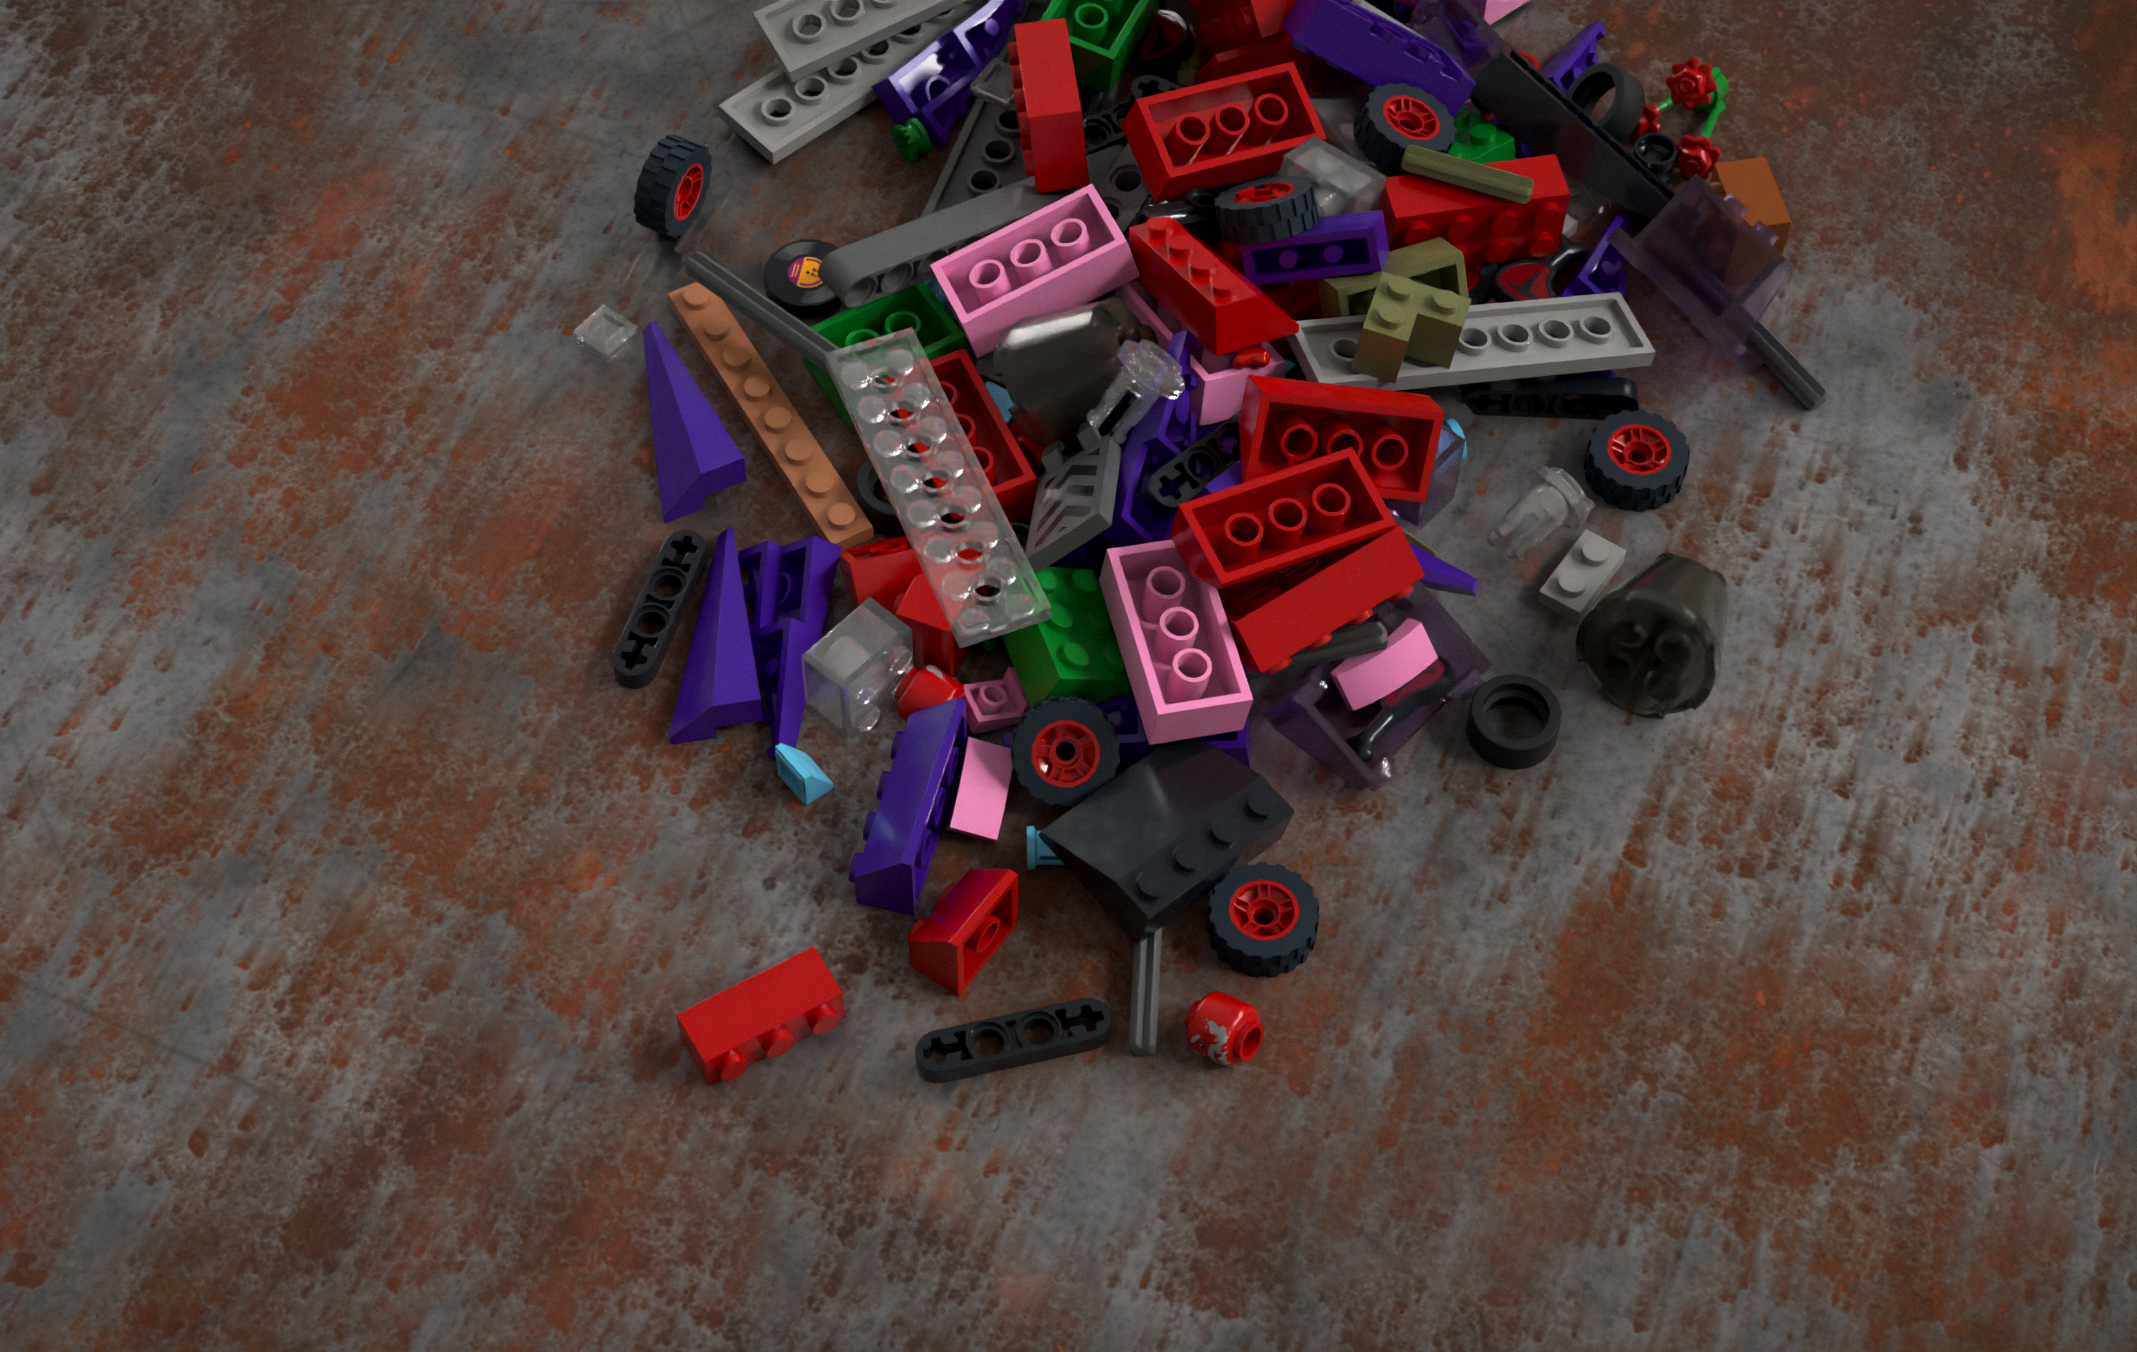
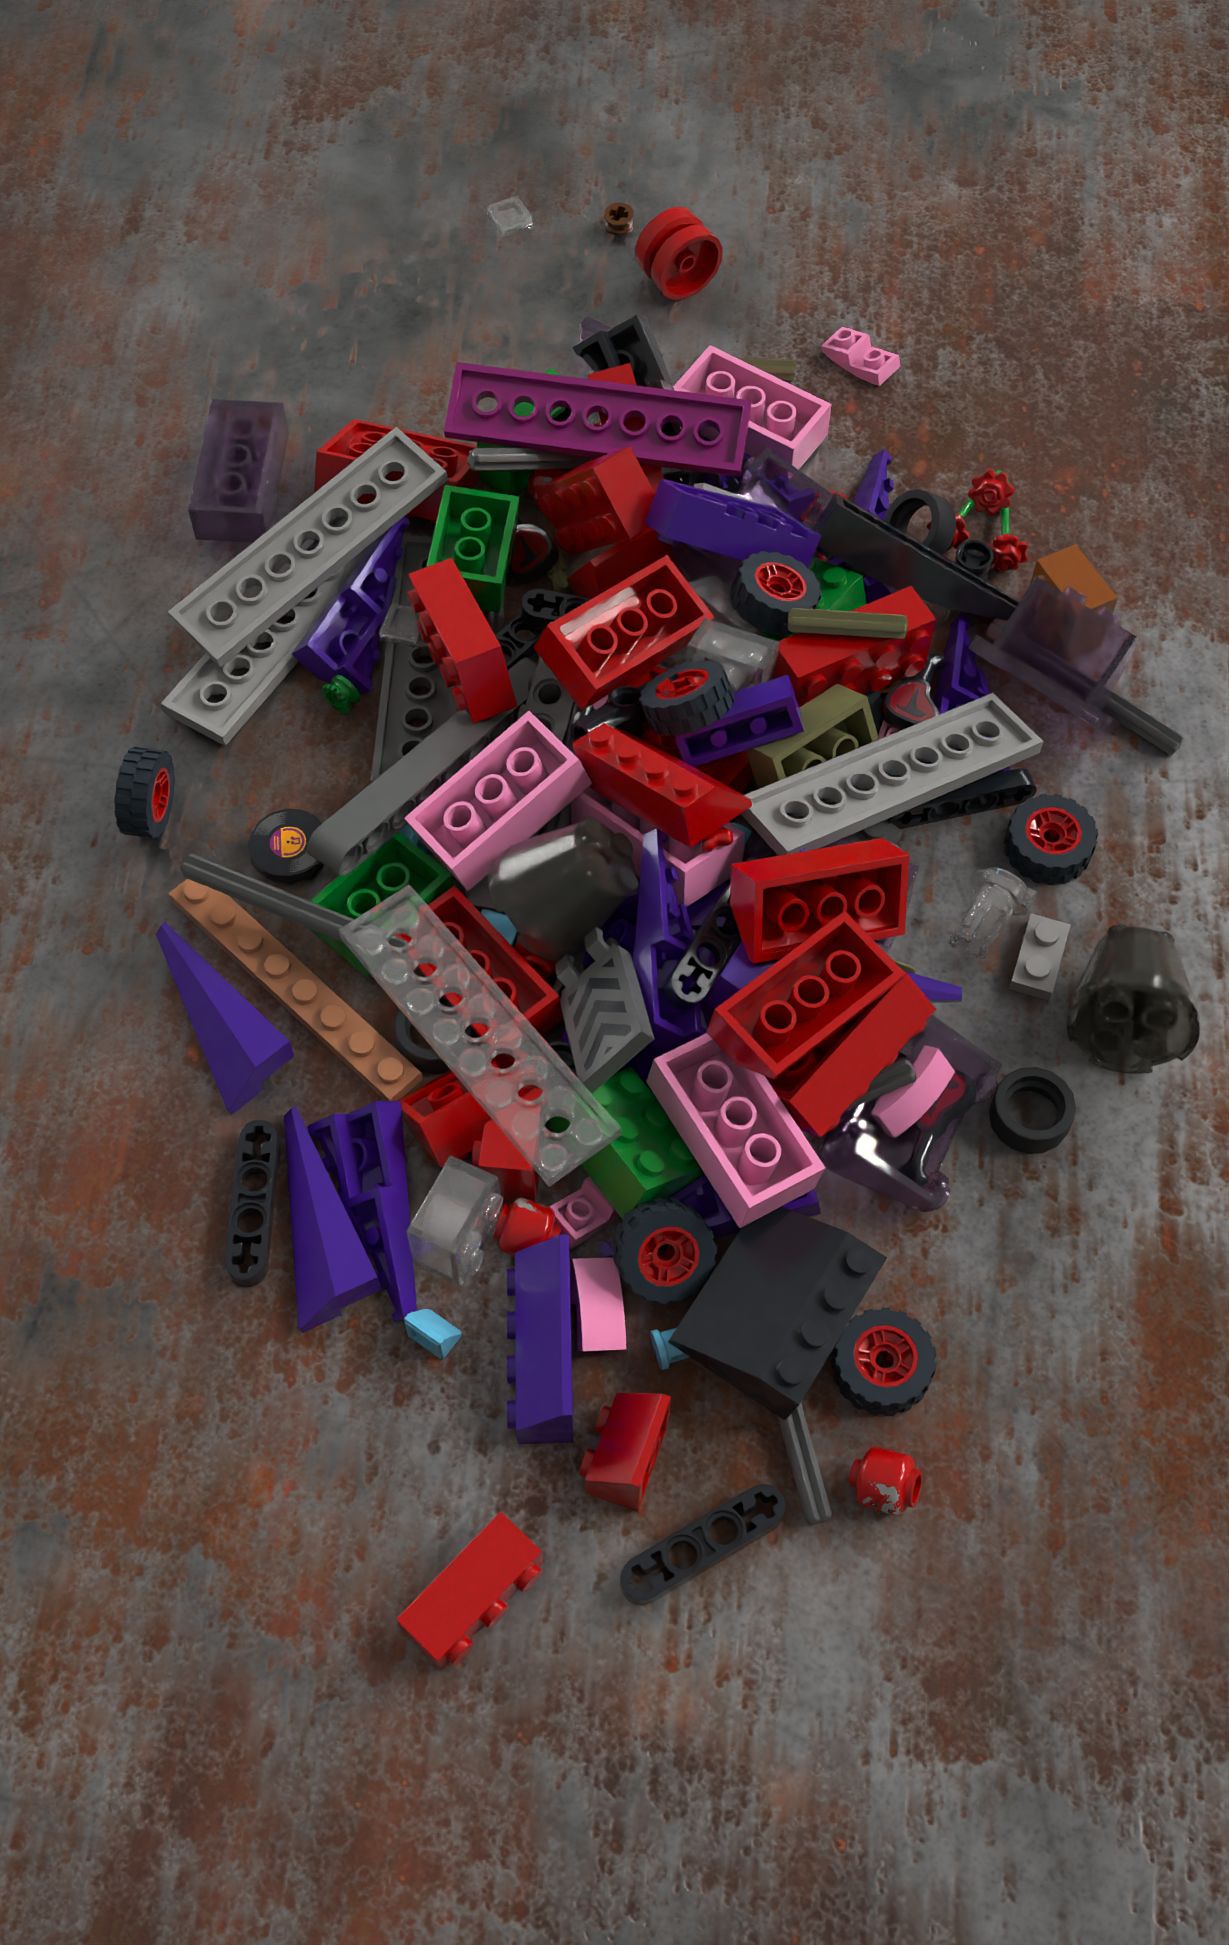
camera: 15 degrees left, 5 degrees up
(605, 333) = (122, 944): clear tile -> none
(1147, 374) = (639, 883): clear piece -> none
(1409, 322) = (845, 773): olive brick -> none

